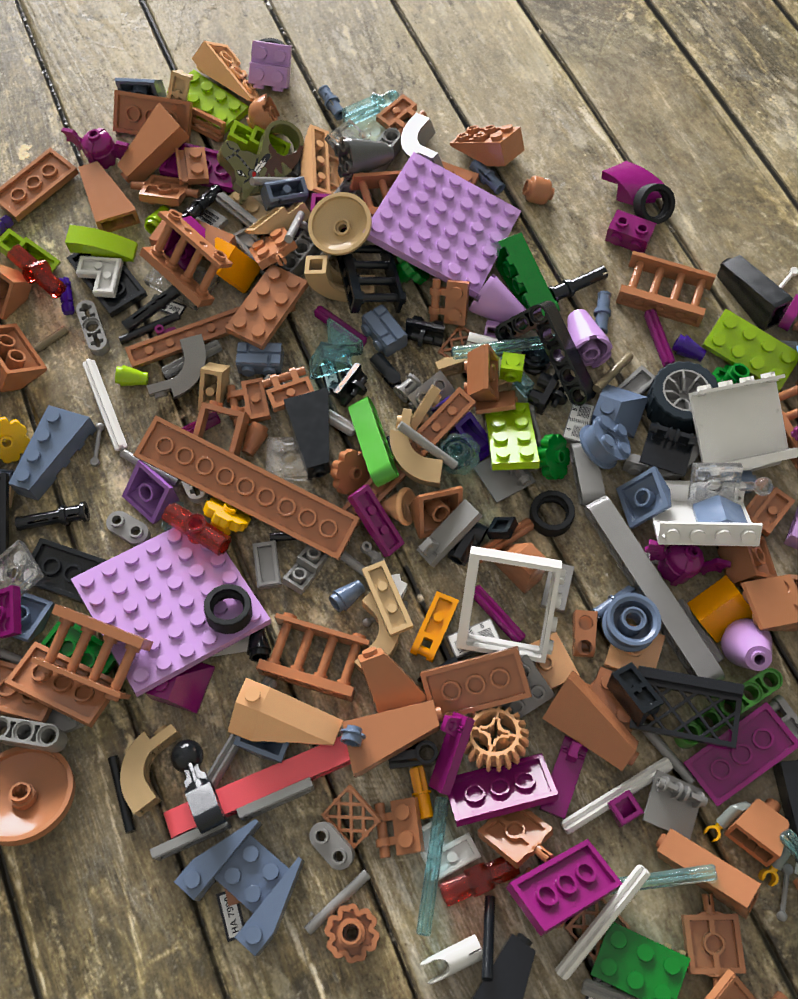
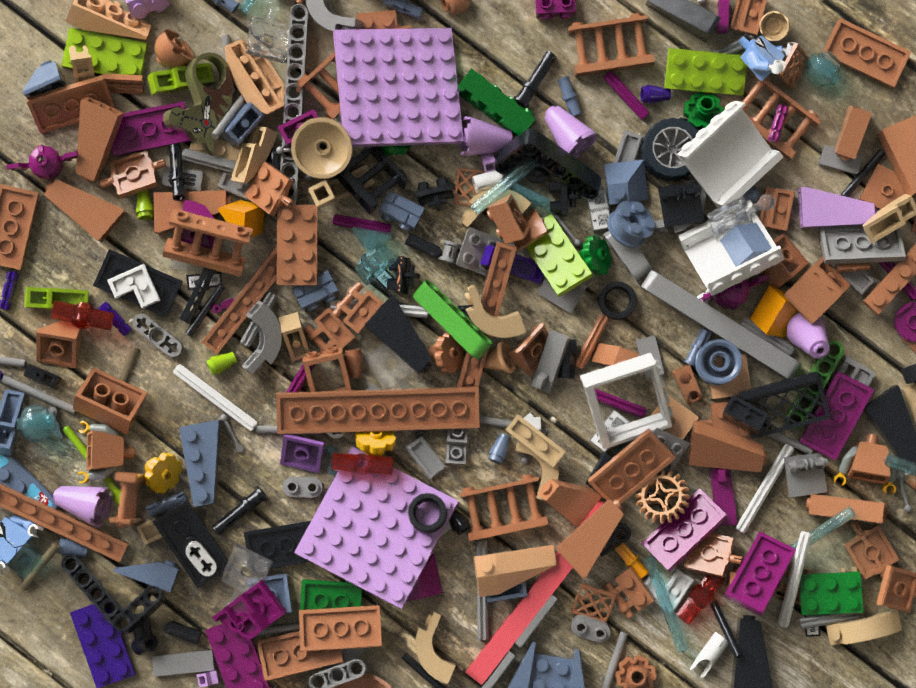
camera: 30 degrees left, 20 degrees up
(100, 243) = (119, 260): lime slope -> none
(111, 636) = (340, 582): nougat fence -> none
(192, 165) = (142, 138): nougat plate -> none
(200, 793) = (458, 627): black beam -> none
(294, 227) = (278, 162): light grey bar -> none
(352, 736) = (570, 555): sand blue plate -> none
(361, 155) = (292, 58): dark grey cone -> none
(374, 555) = (504, 407): light grey piece -> none
(376, 520) = (490, 382): magenta hinge -> none
(427, 445) = (492, 307): light grey bar -> none
(430, 399) = (475, 273): tan plate -> none
(435, 625) = (577, 437): light orange plate -> none
(455, 303) = (448, 158): nougat plate -> none
(457, 730) = (637, 511): magenta hinge -> none
(466, 446) = (520, 300): clear light blue plant -> none
(502, 528) = (586, 334): black tile -> none
(512, 367) = (526, 196): lime bracket -> none
(612, 372) = (605, 151): dark tan bar -> none
(624, 808) = (774, 496): magenta slope -> none
(644, 497) = (682, 254): sand blue slope -> none

